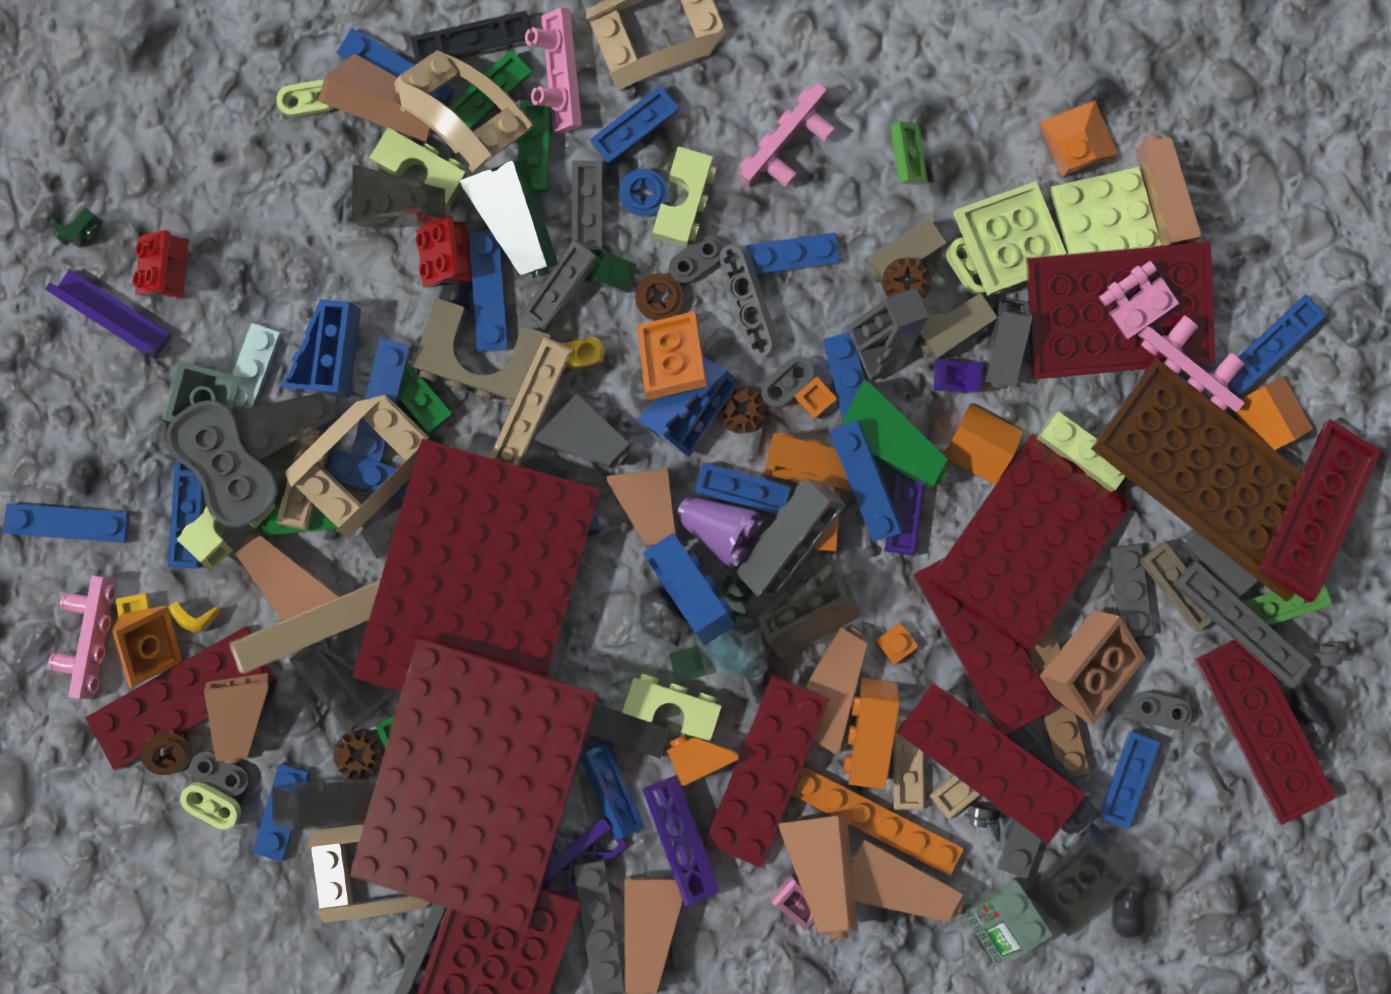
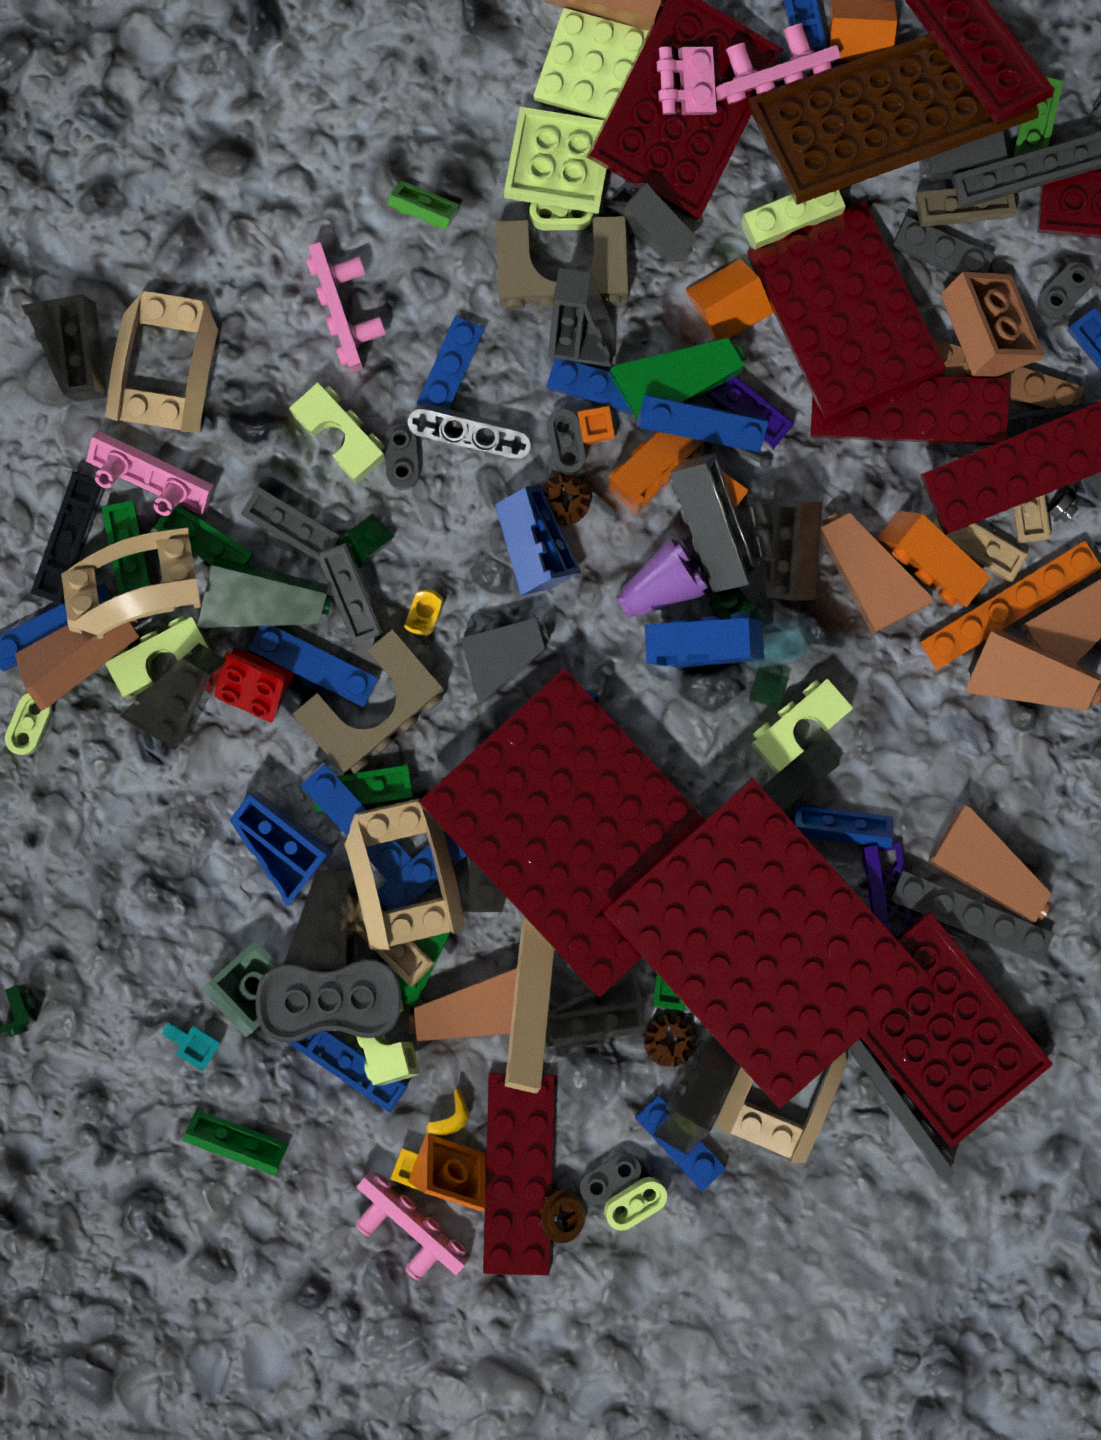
camera: 60 degrees left, 0 degrees up
(66, 523) = (289, 1185): blue plate -> none
(73, 460) = (235, 1142): none -> green plate
(110, 313) = (118, 1027): dark purple fence -> none
(130, 383) = (195, 1047): none -> teal plate
(161, 265) = (101, 953): red bracket -> none
(234, 714) = (566, 1128): nougat slope -> none
(254, 364) = (248, 921): light aqua plate -> none
(531, 402) = (444, 683): tan tile -> none
(633, 183) = (306, 453): blue gear -> none
(634, 125) = (242, 437): blue plate -> none
(646, 502) = (600, 636): nougat slope -> none
(663, 284) = (405, 500): reddish brown gear -> none
(671, 355) = (479, 530): orange plate -> none
(685, 840) = (926, 788): dark purple fence -> none
(698, 757) = (862, 728): orange slope -> none
(742, 489) = (639, 542): blue plate -> none
(766, 770) = (910, 673): dark red plate -> none
(792, 902) = (1042, 720): bright pink slope -> none
(896, 643) = (863, 488): orange plate -> none
(897, 270) = (527, 278): reddish brown gear -> none
(958, 376) = (656, 284): dark purple bracket -> none
(1078, 139) = (503, 46): orange slope -> none

